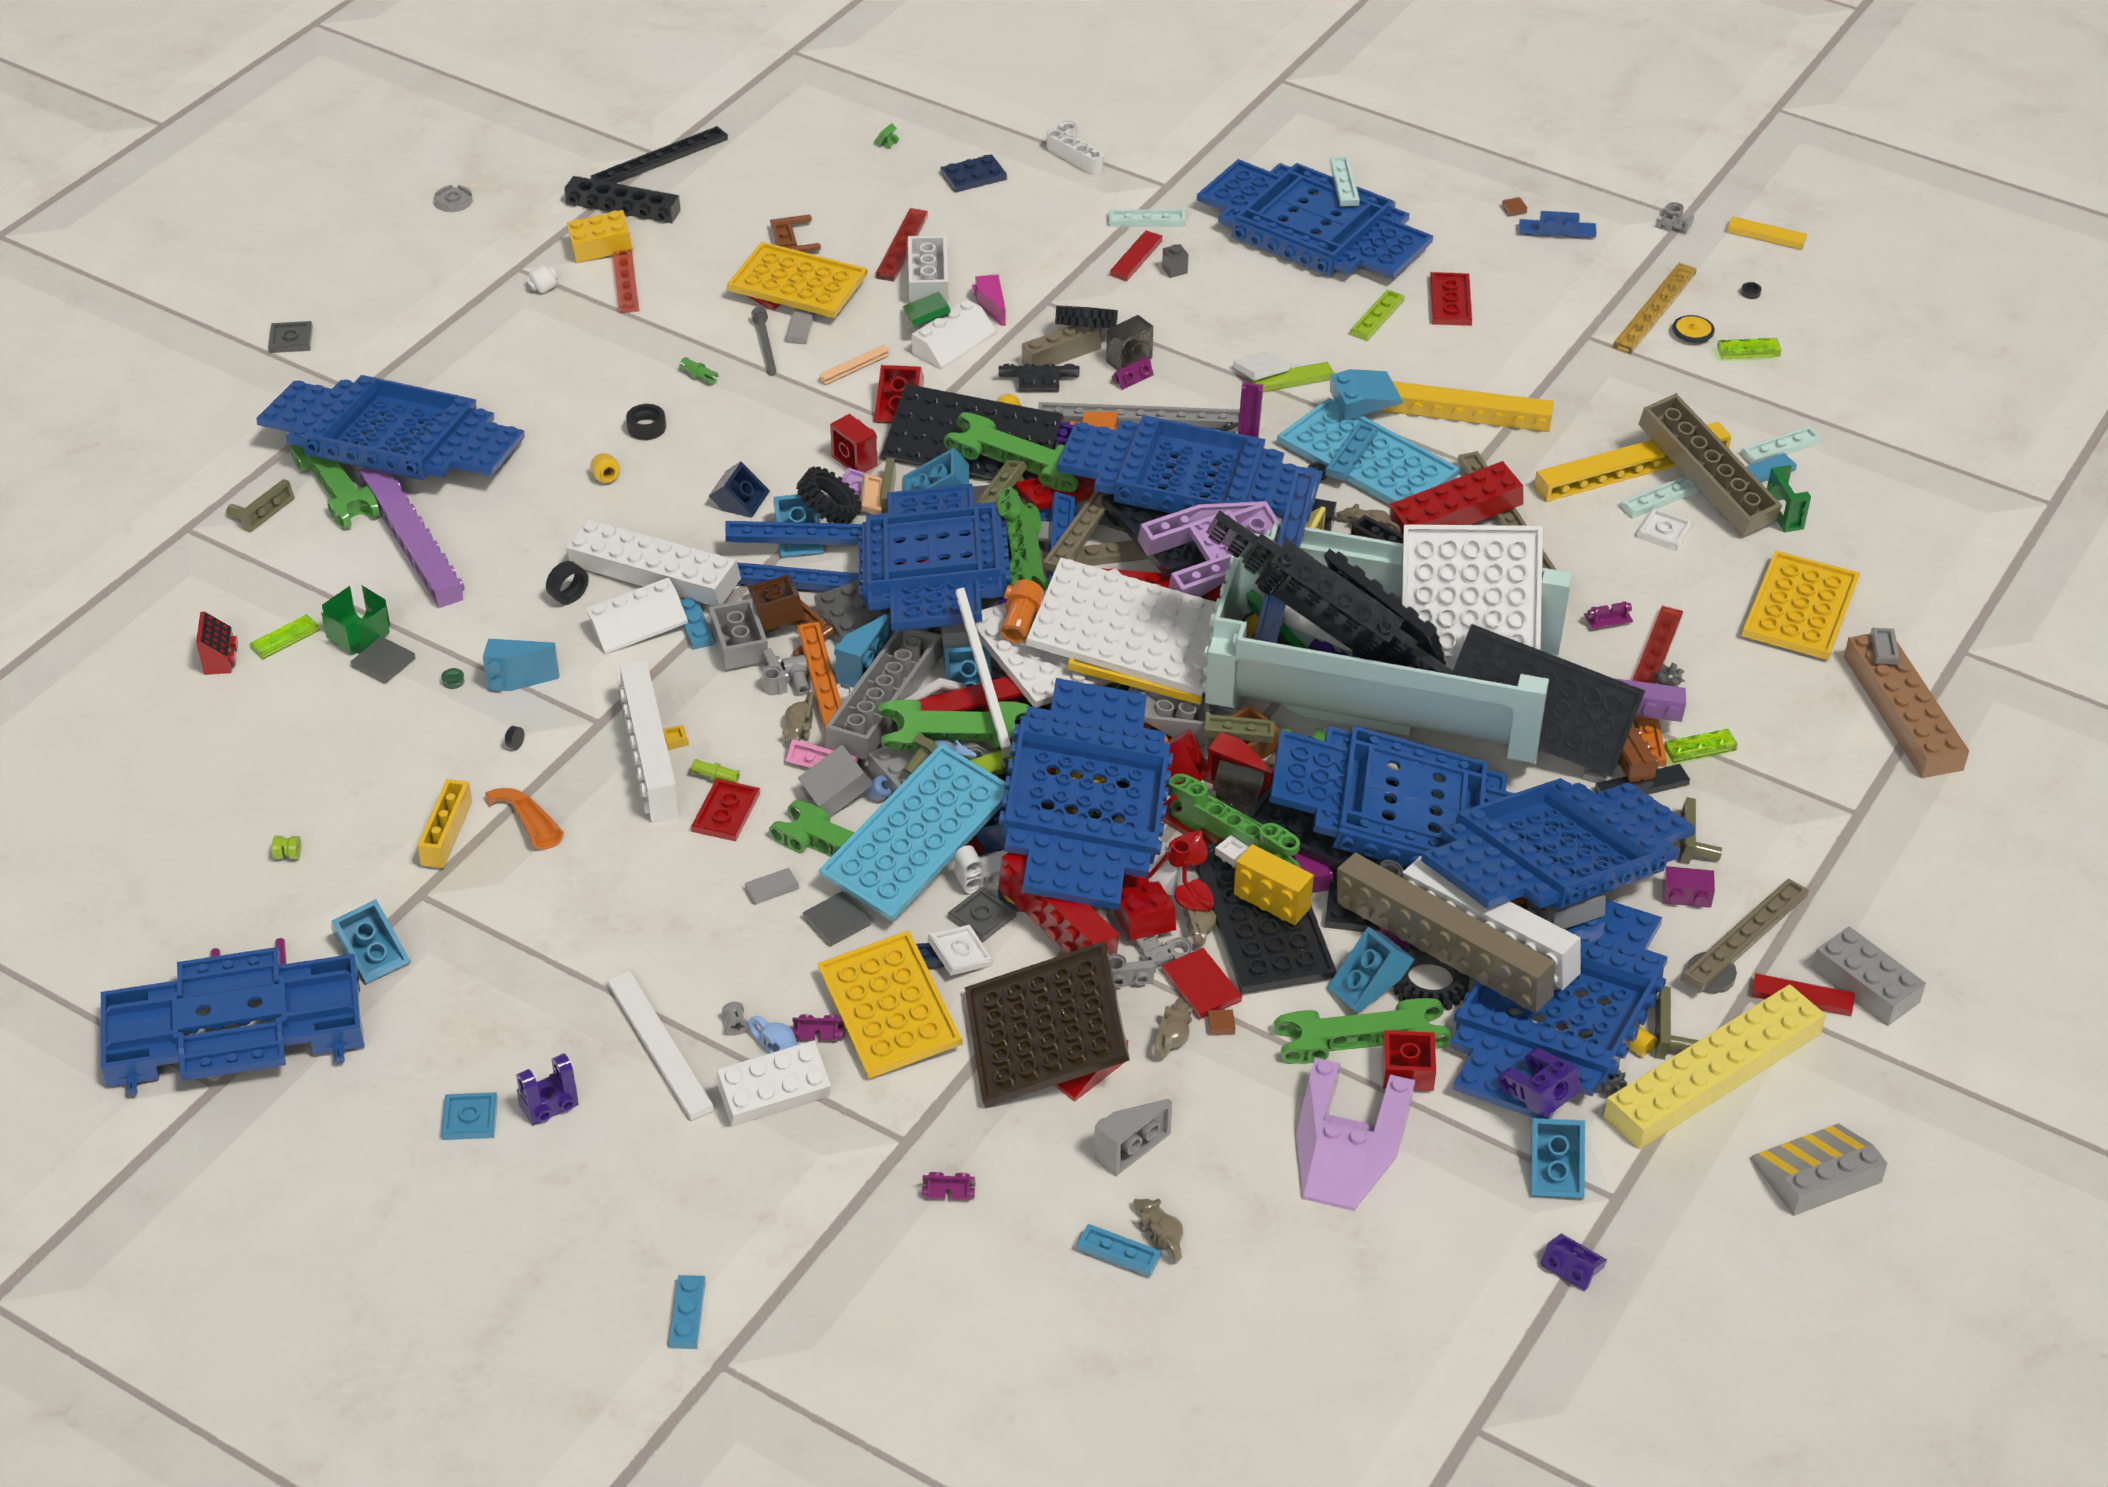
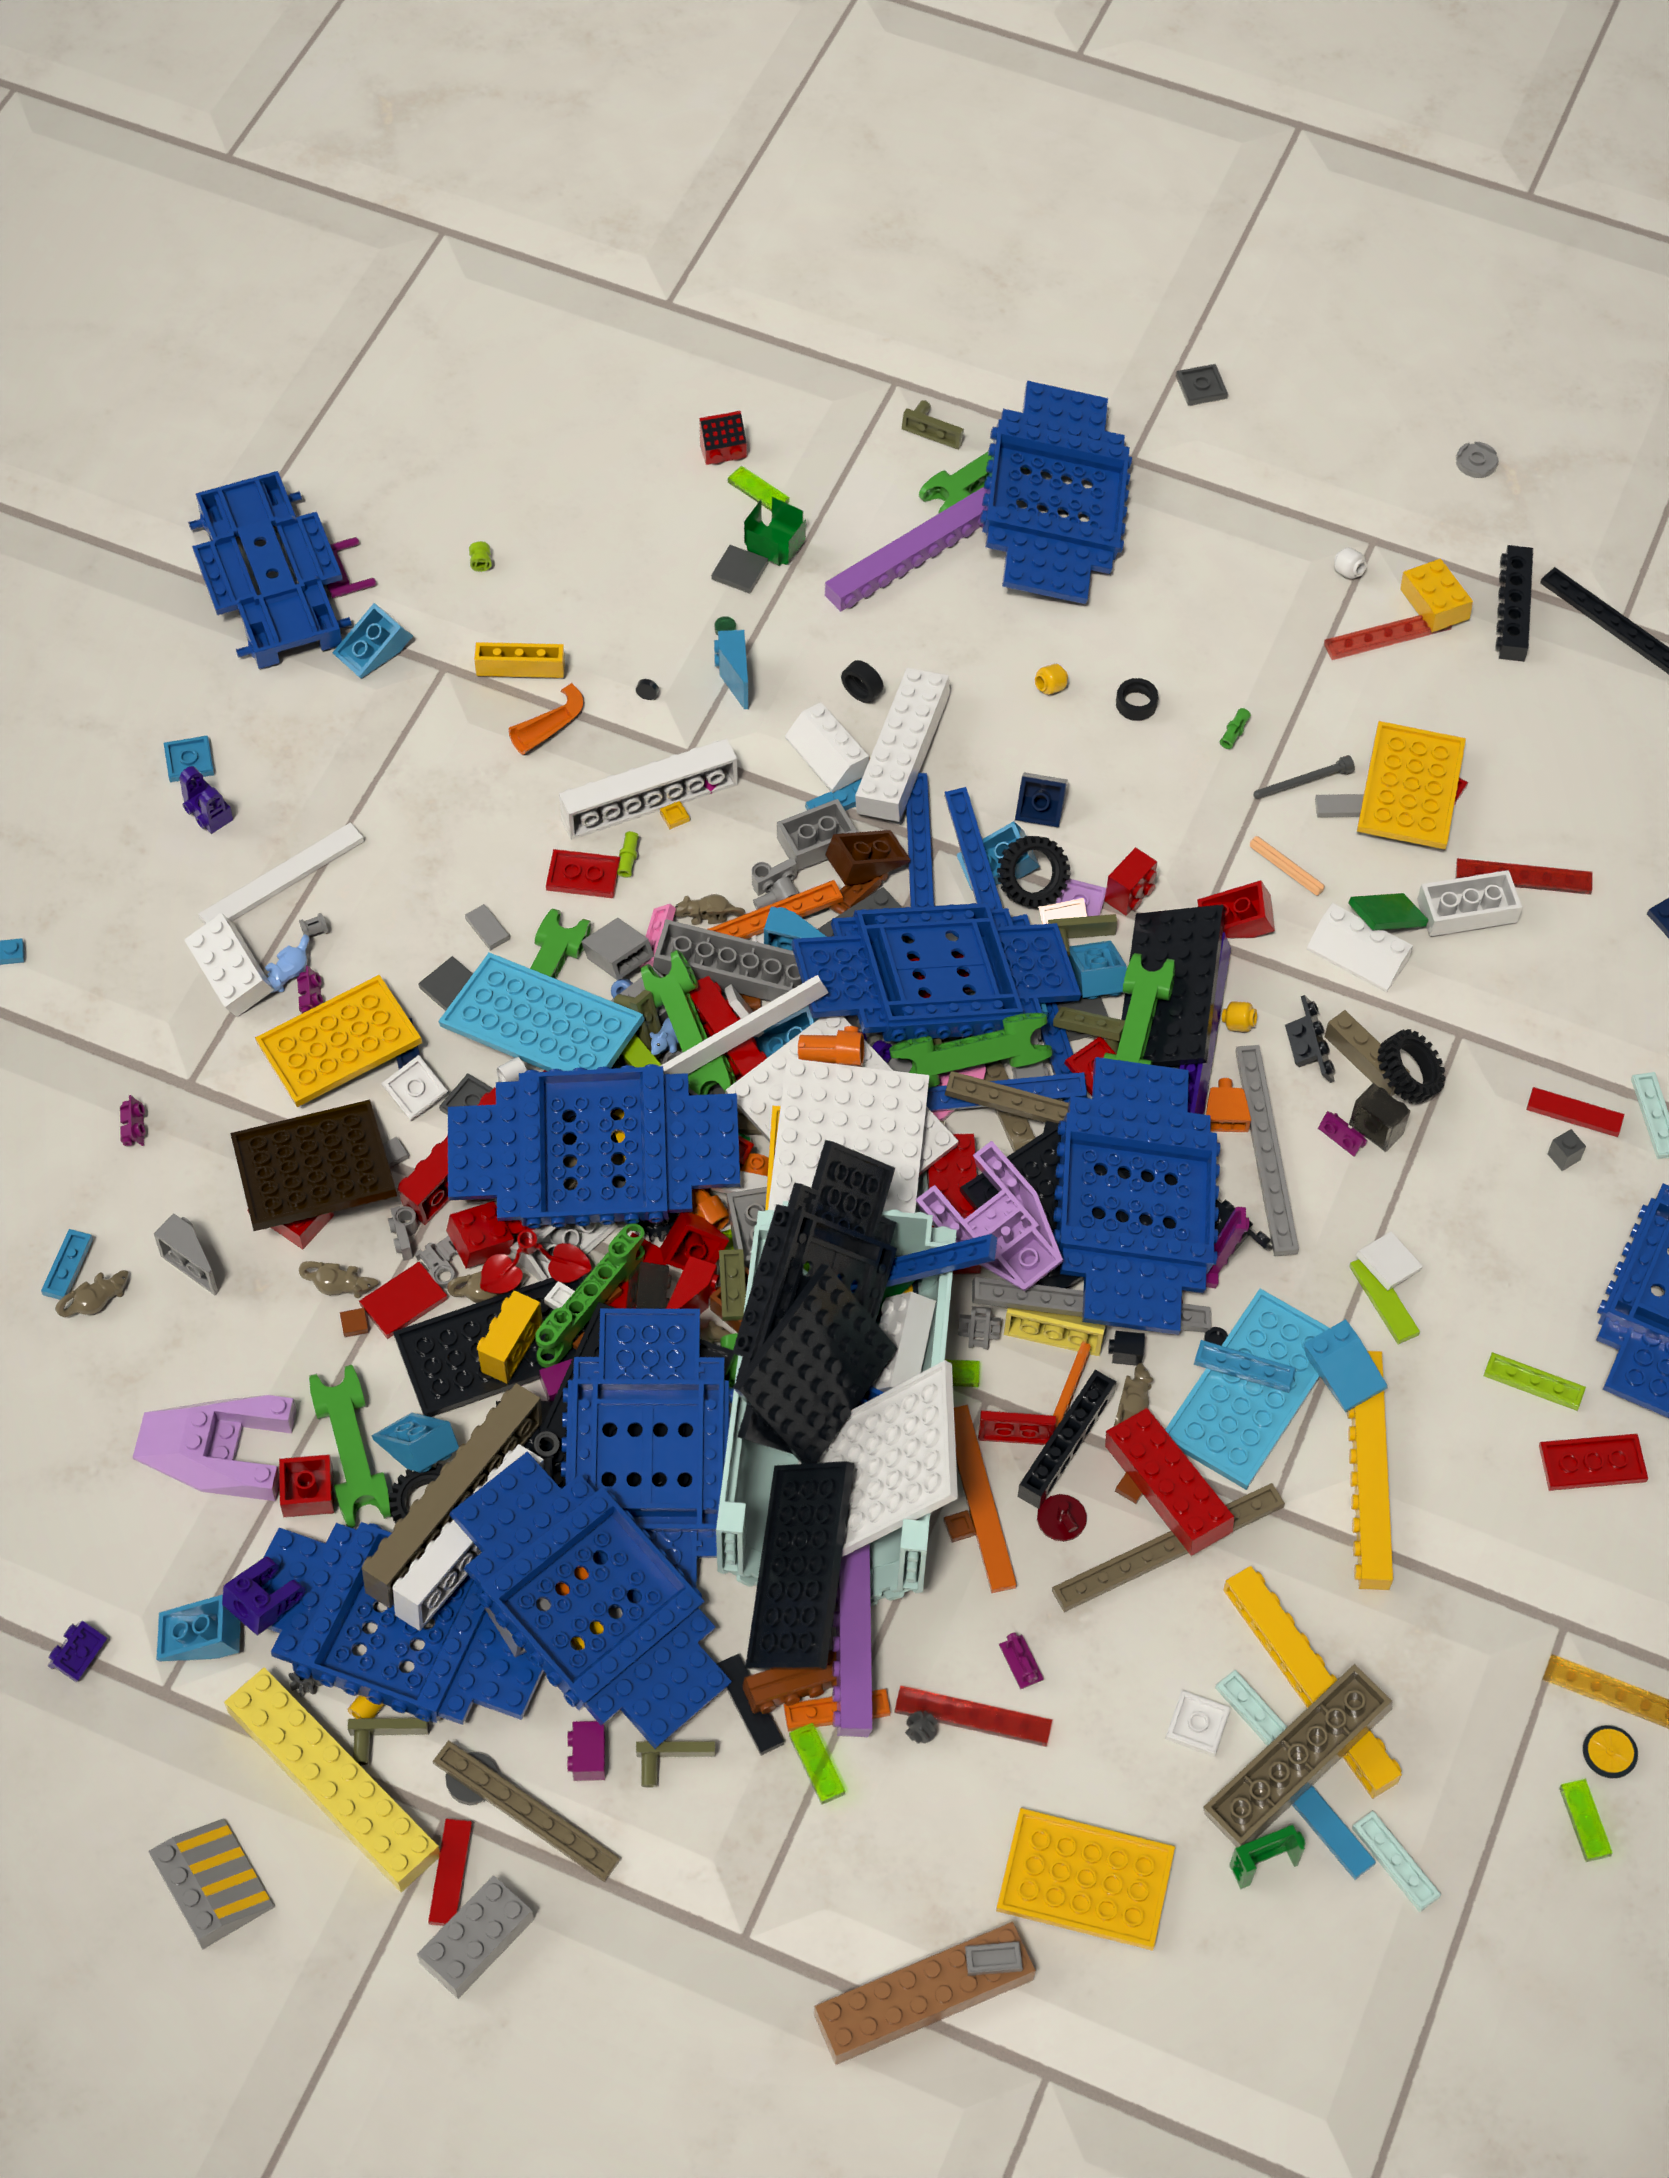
camera: 80 degrees right, 15 degrees up
(785, 236) = (1499, 762): dark orange plate -> none
(990, 296) = (1446, 972): dark pink slope -> none

